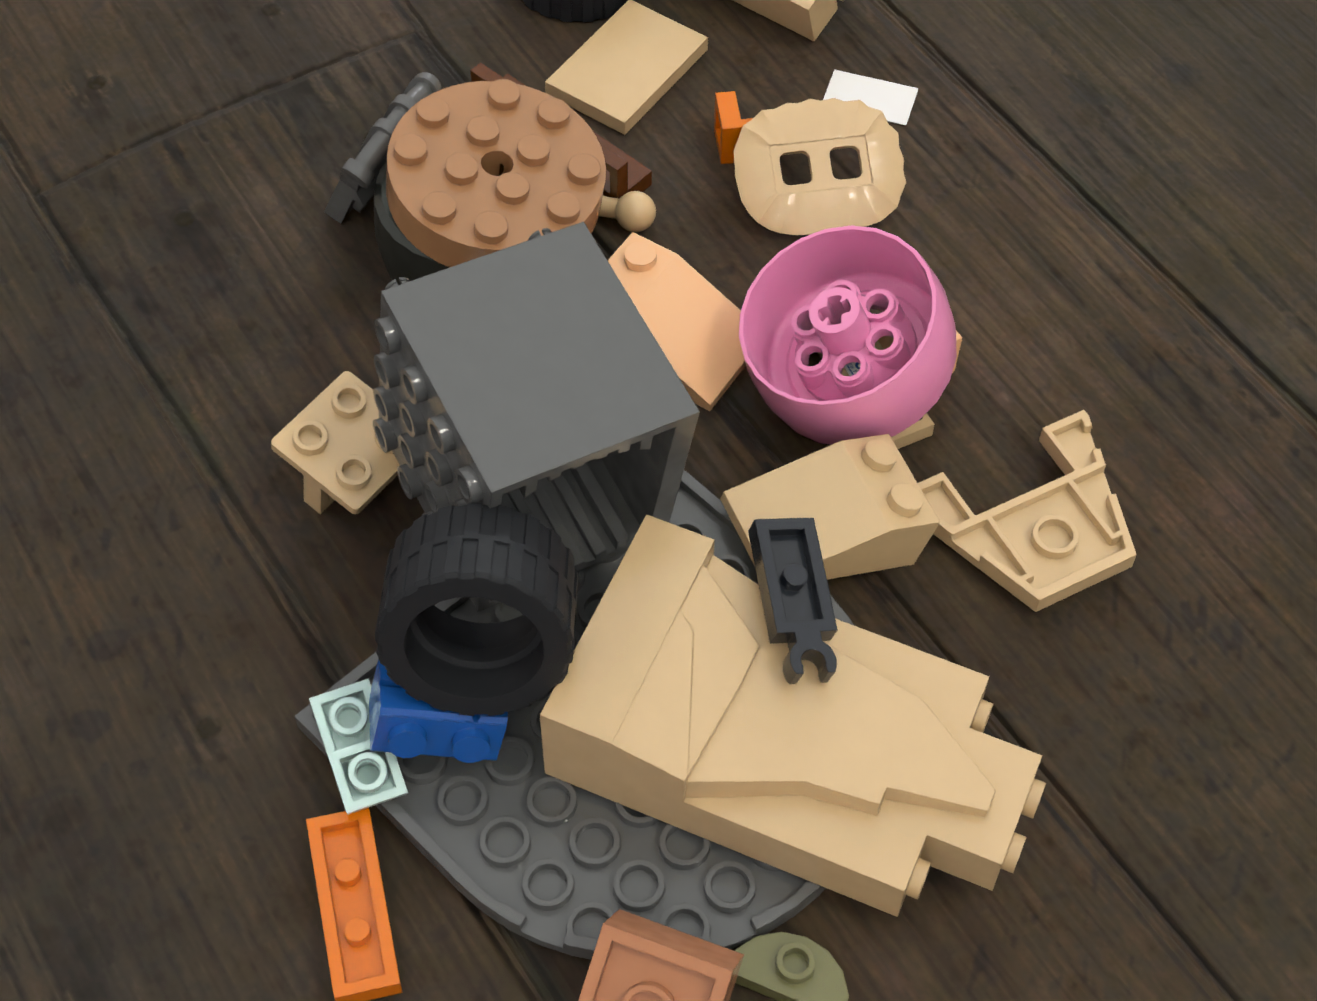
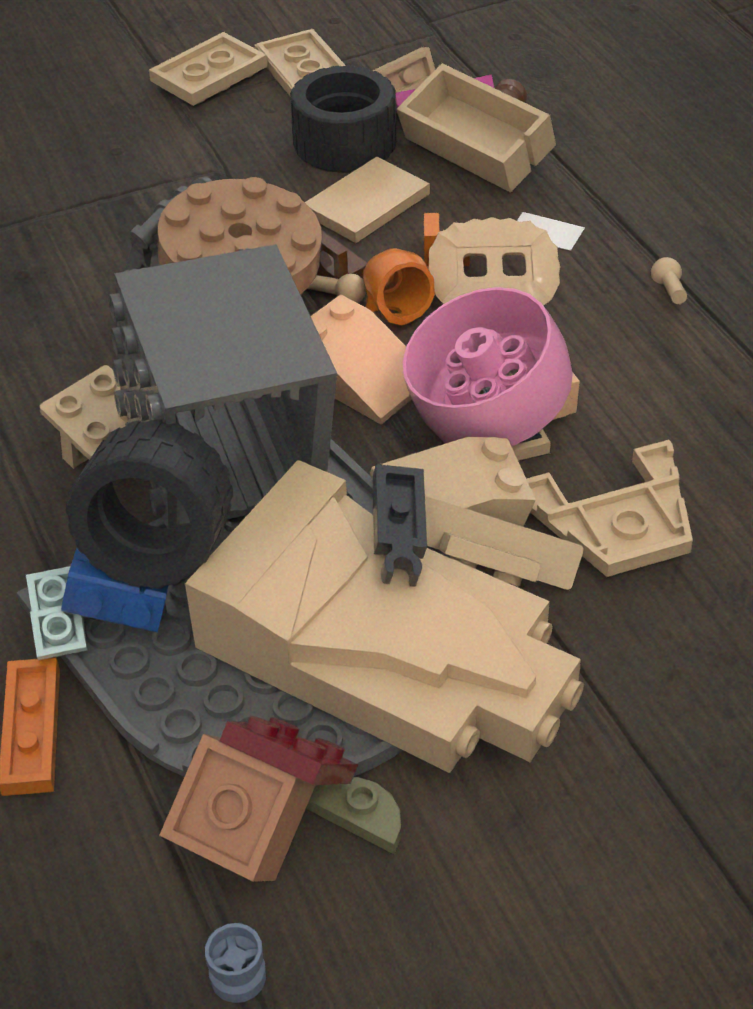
camera: 10 degrees right, 10 degrees down
(700, 200) = (398, 283): none -> orange piece
(714, 930) = (279, 746): none -> dark red plate
(910, 595) = (501, 545): none -> tan bracket
(1036, 152) = (668, 272): none -> tan bar

